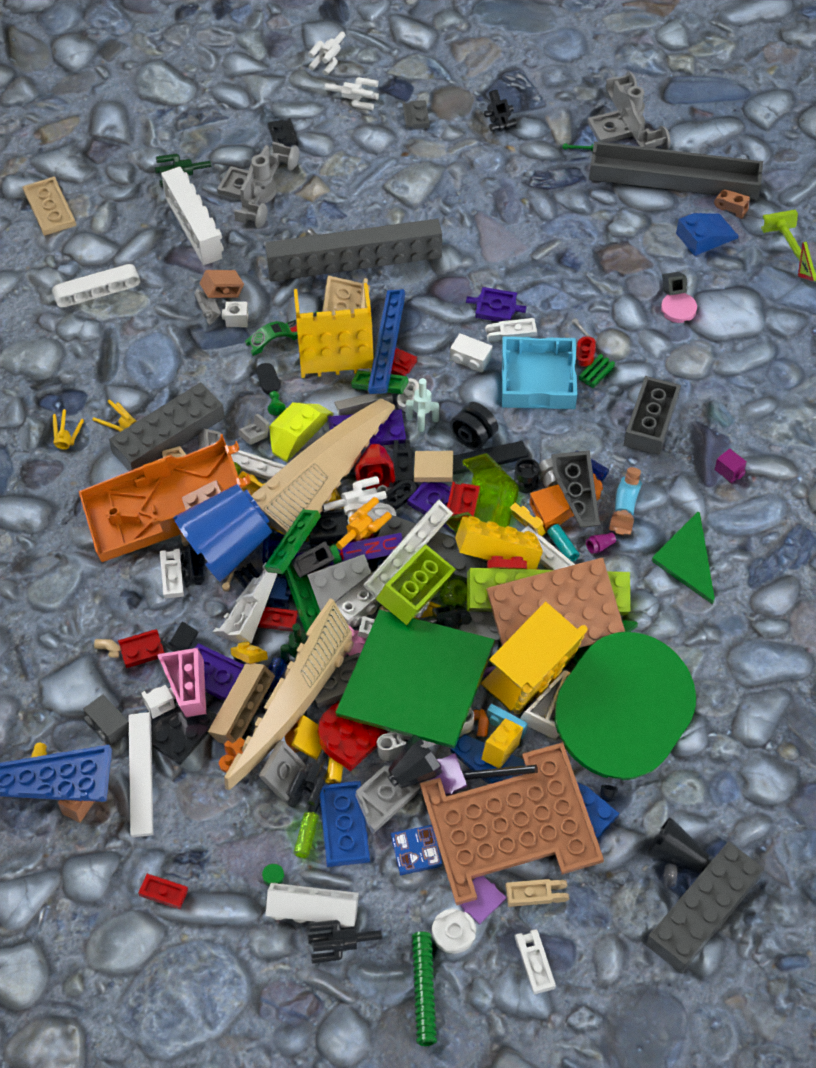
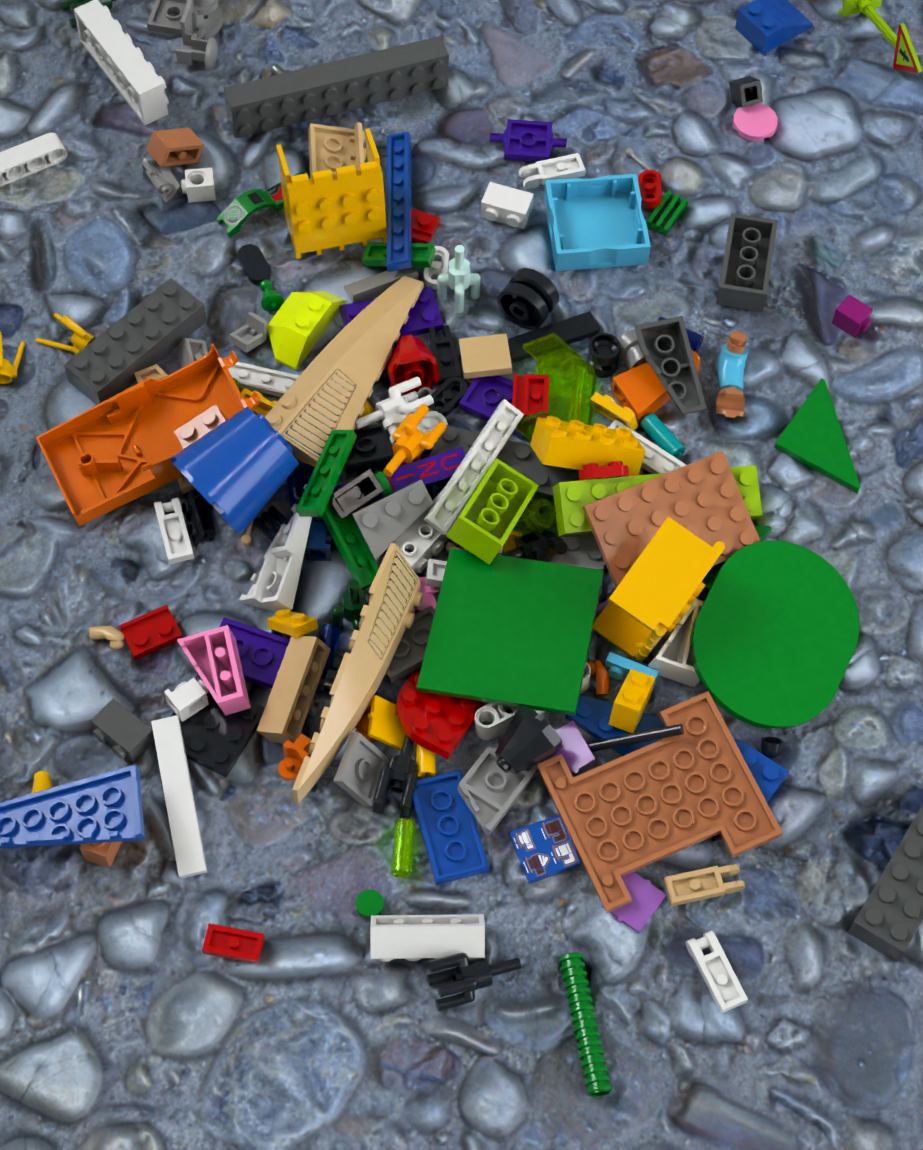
camera: 10 degrees left, 5 degrees up
(182, 638) = (201, 614): black bracket -> none
(278, 619) = (322, 574): red plate -> none
(453, 931) = (608, 946): white tile -> none
(598, 543) = (705, 432): magenta cone -> none
(670, 875) = (864, 841): clear tile -> none
(678, 848) = (869, 806): black cone -> none

